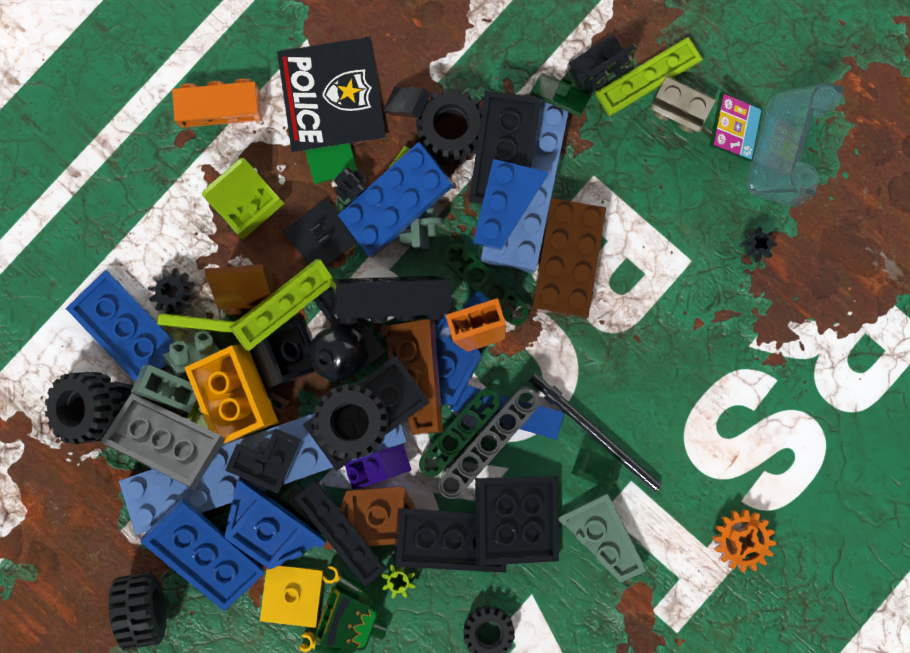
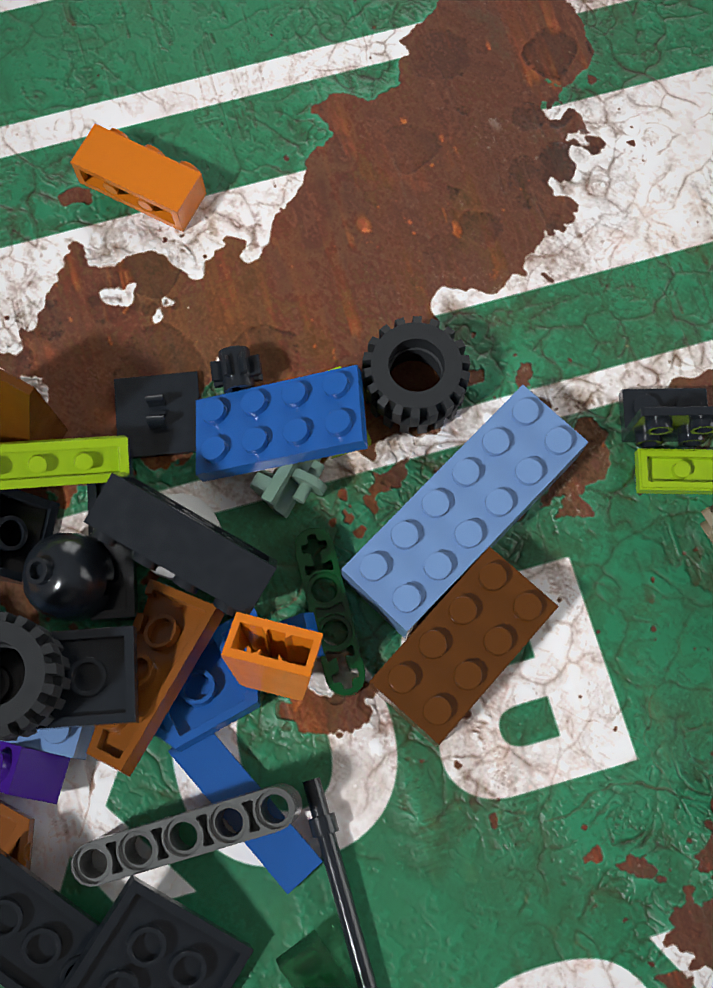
camera: 30 degrees right, 10 degrees down
(242, 198) = (86, 301): lime bracket -> none
(329, 162) = (237, 318): green piece -> none
(331, 94) = (289, 251): black sticker -> none
(406, 102) = (377, 310): black tile -> none
(456, 429) = (159, 796): dark green beam -> none
(505, 135) = (463, 443): black plate -> none
(505, 201) = (421, 506): blue wing -> none
(560, 94) = (588, 420): dark green piece -> none

